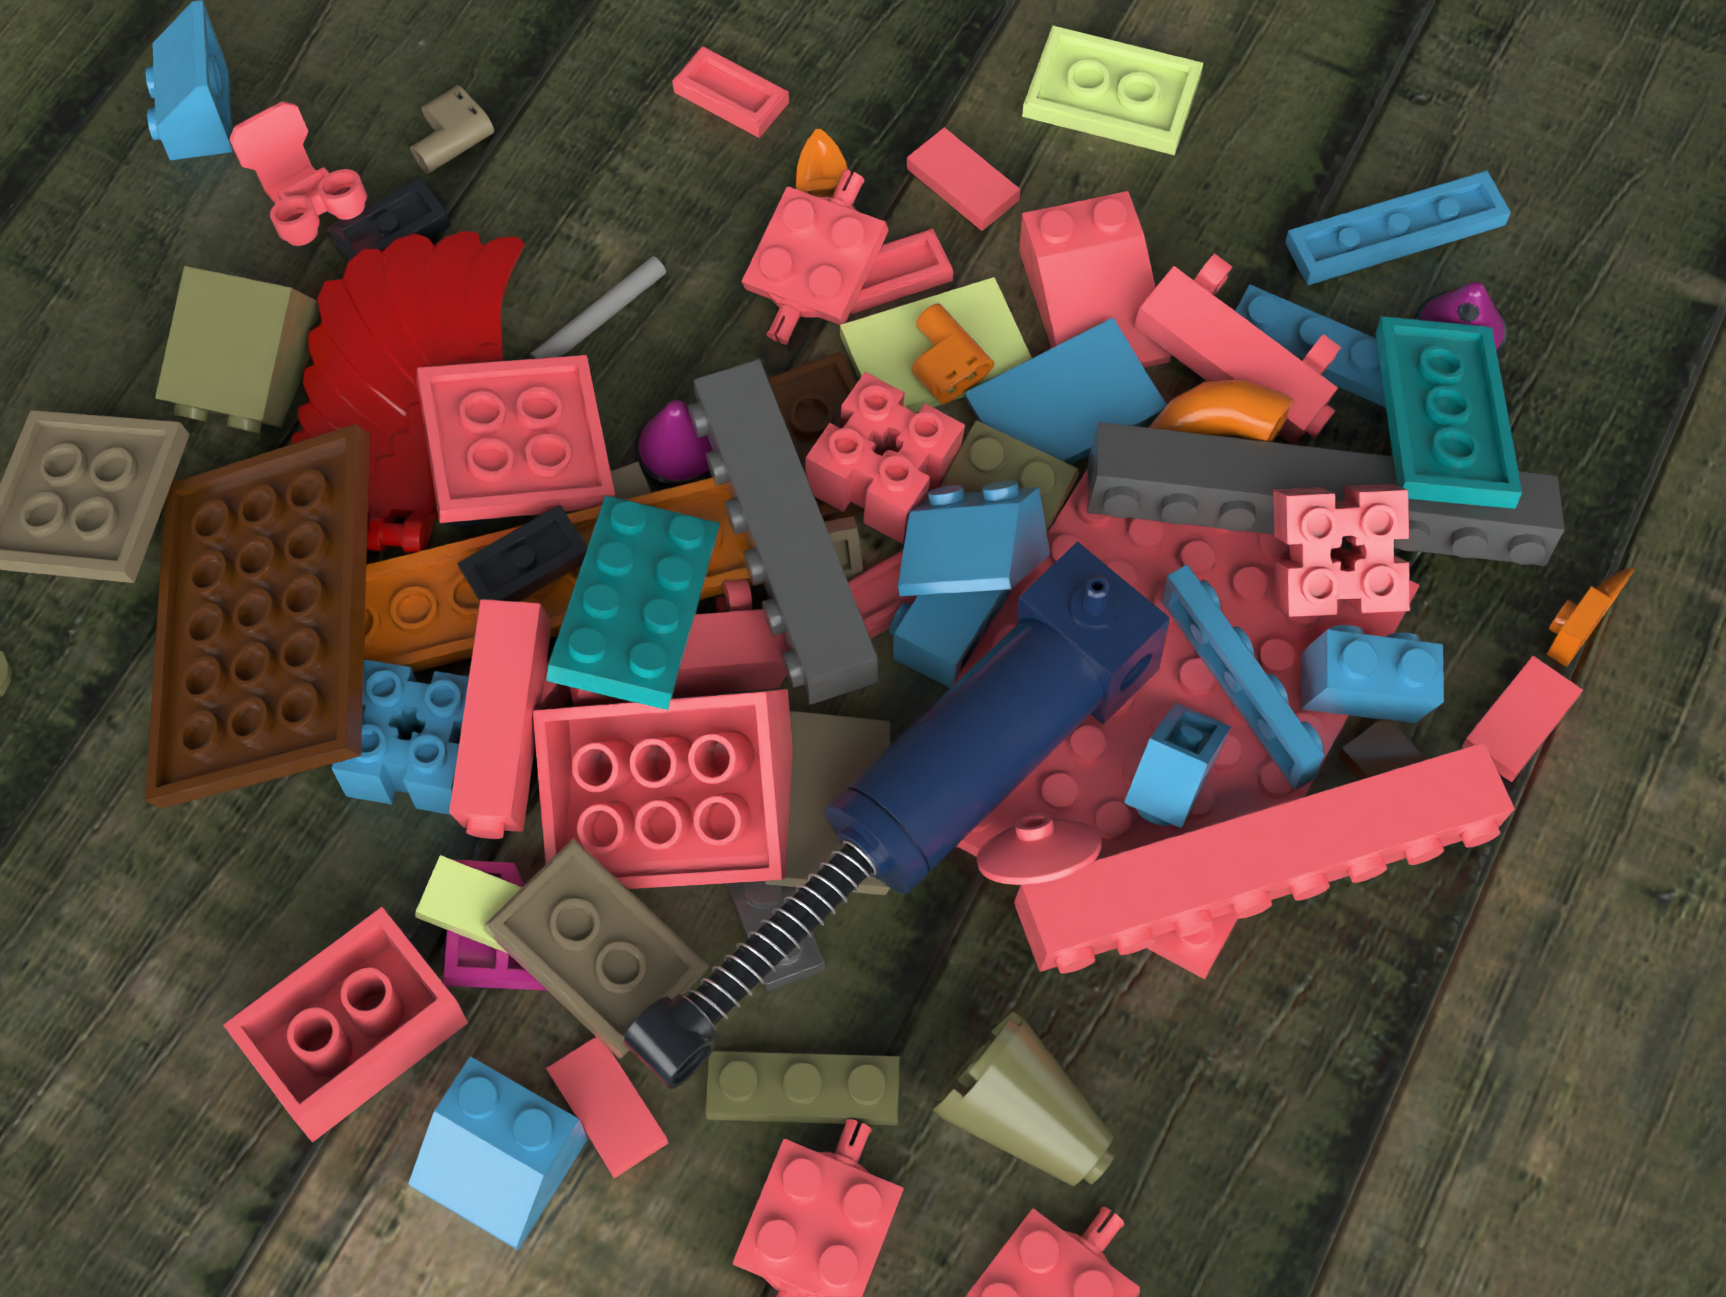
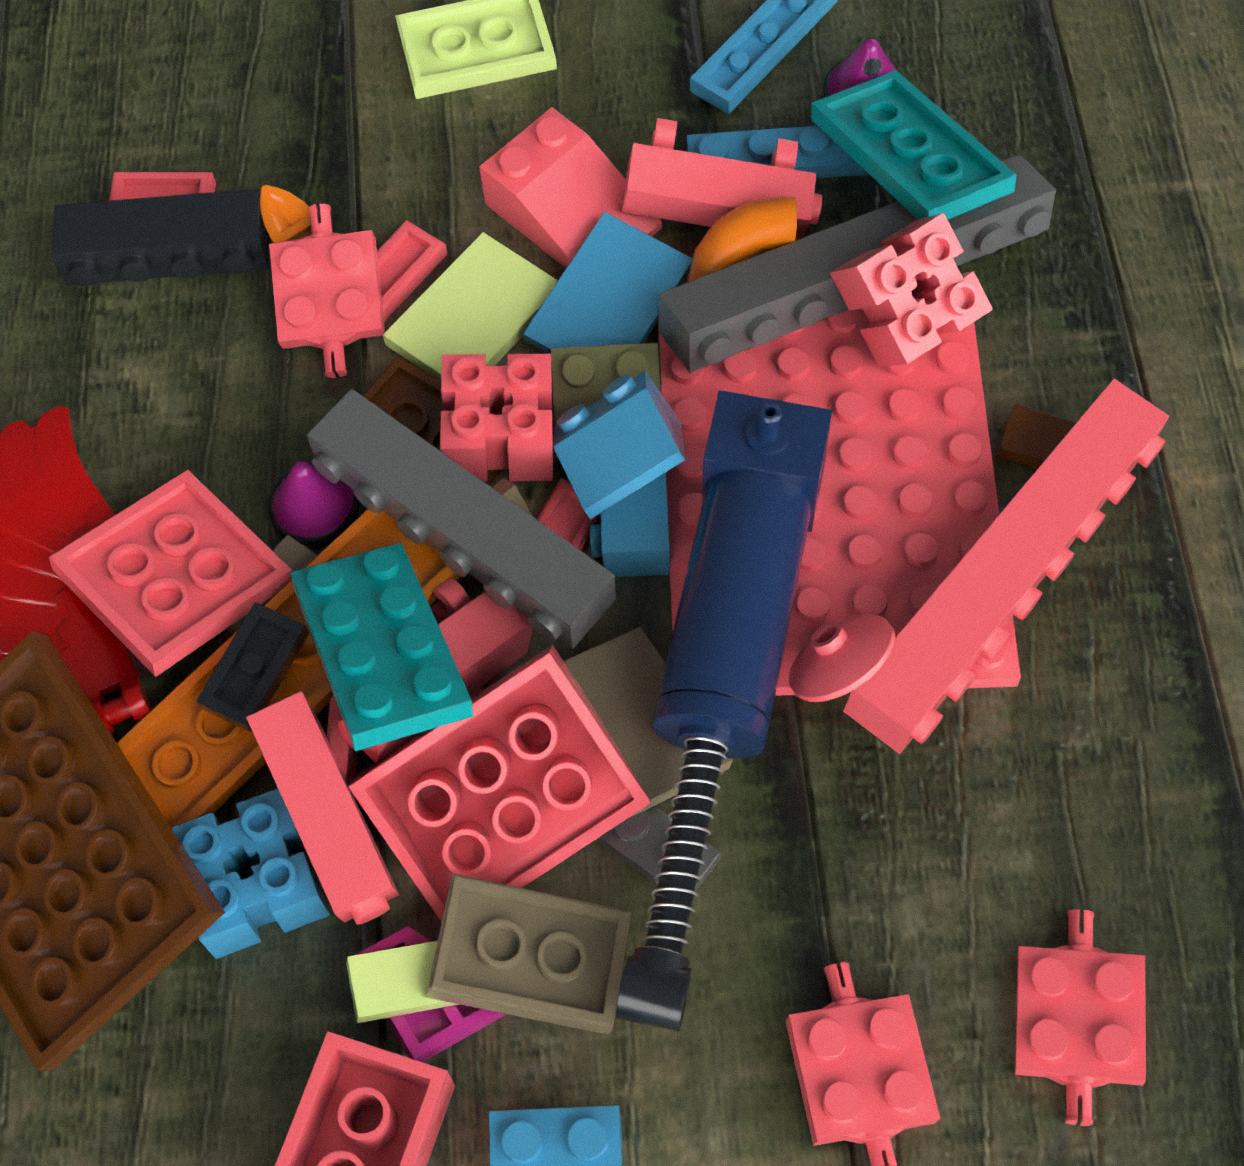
camera: 30 degrees left, 0 degrees up
(601, 310) = (169, 430): light grey bar -> none
(607, 1106) = (617, 1075): coral tile -> none
(700, 128) = (160, 237): none -> black brick
(802, 1088) = (771, 964): olive plate -> none
(951, 358) = (495, 308): orange piece -> none
(963, 179) = (403, 169): coral tile -> none
(1027, 1106) = (959, 865): olive cone -> none
(1176, 766) = (898, 529): dark azure slope -> none
(1254, 693) = (902, 434): dark azure plate -> none
(1372, 675) = (993, 375): dark azure brick -> none
(1524, 716) = (1110, 347): coral tile -> none
(1577, 622) = (1105, 256): orange plate -> none

